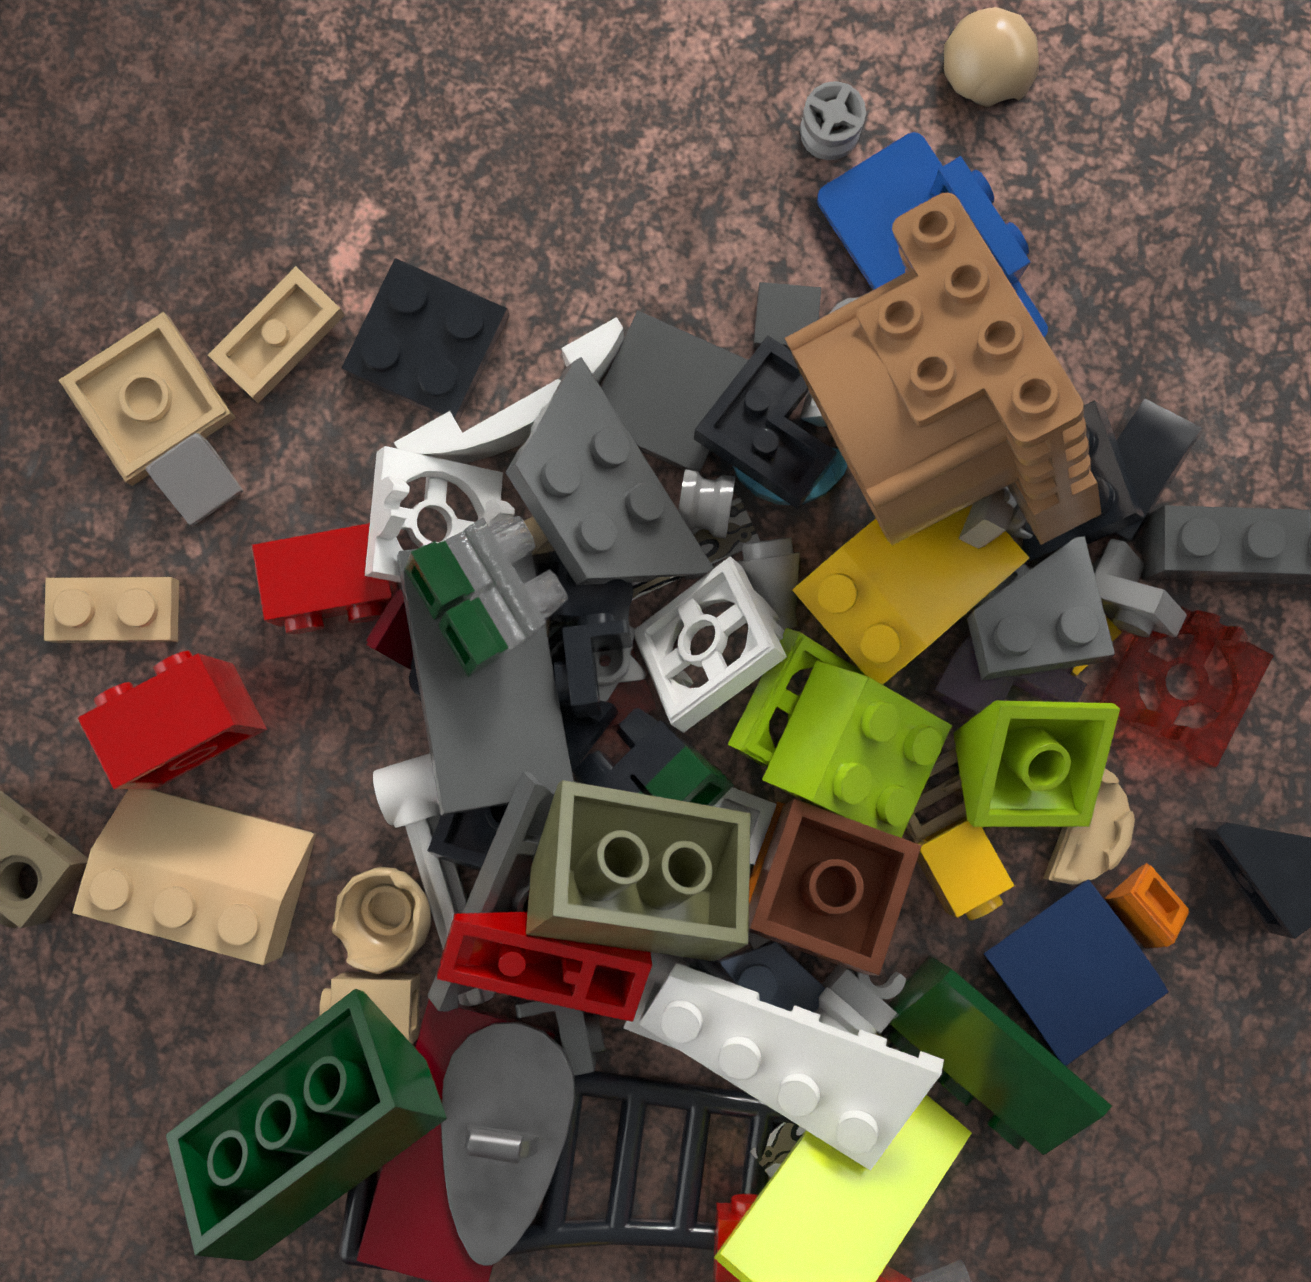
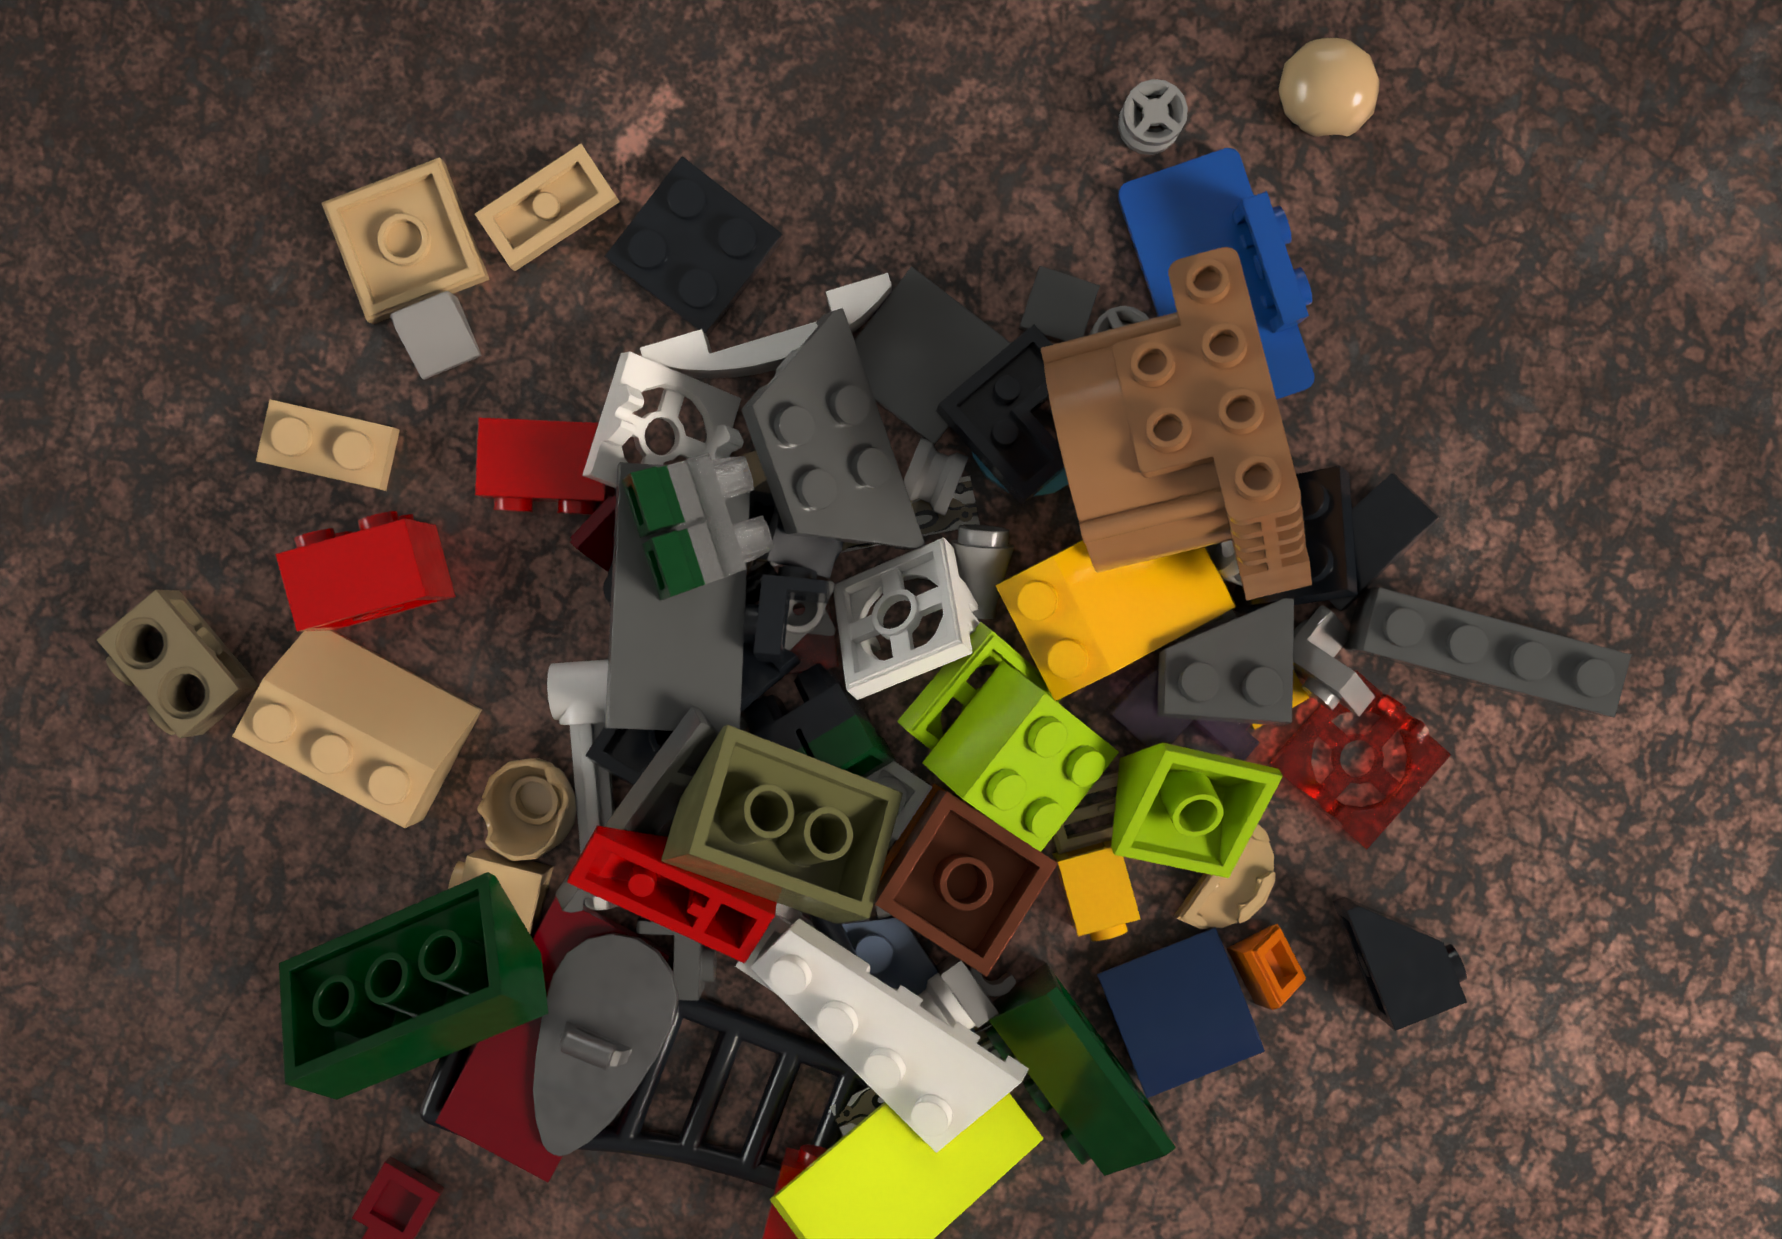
camera: 10 degrees right, 5 degrees up
(987, 519) = (1201, 564): light grey tile -> none

